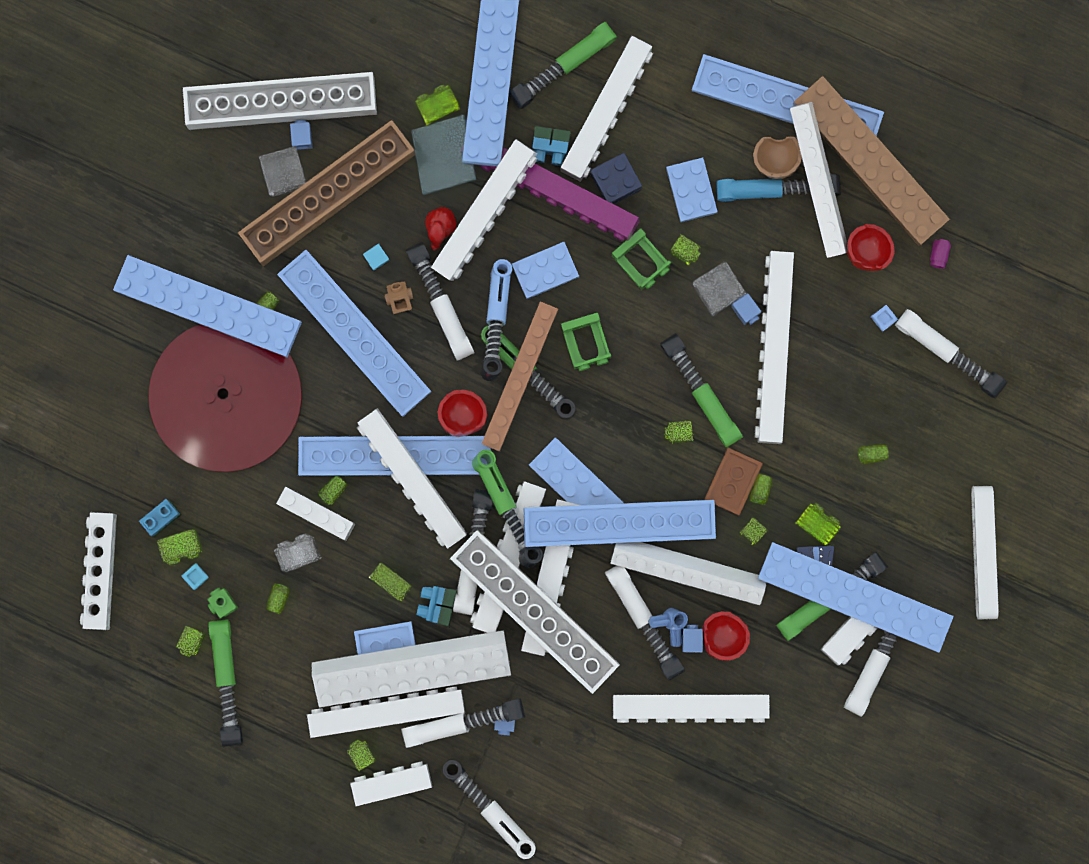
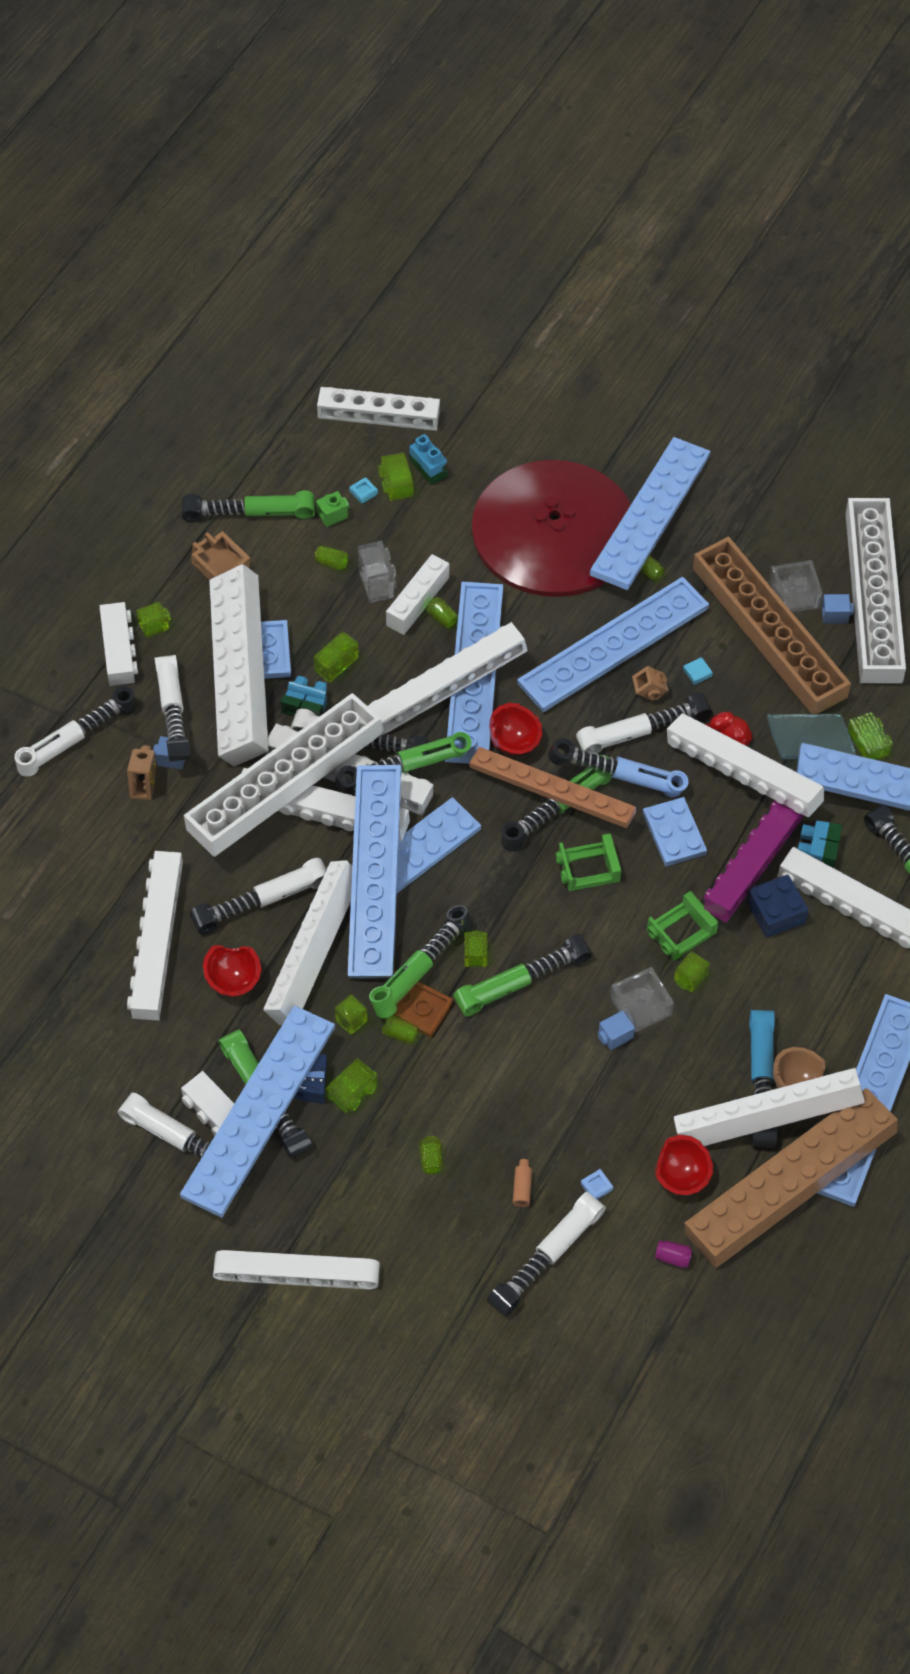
camera: 90 degrees right, 25 degrees down
(190, 641) = (296, 478): clear neon green brick -> none
(288, 703) = (217, 555): none -> medium nougat piece
(385, 713) = (195, 645): white brick -> none
(535, 741) = (142, 762): none -> medium nougat torso
(675, 627) = (250, 925): medium blue axle -> none
(691, 190) = (764, 988): light blue plate -> none
(692, 639) = (233, 937): medium blue brick -> none
(702, 477) = (387, 996): none -> bright green piece
(775, 347) = (568, 1057): white brick -> none
(890, 377) = (522, 1184): none -> nougat cylinder

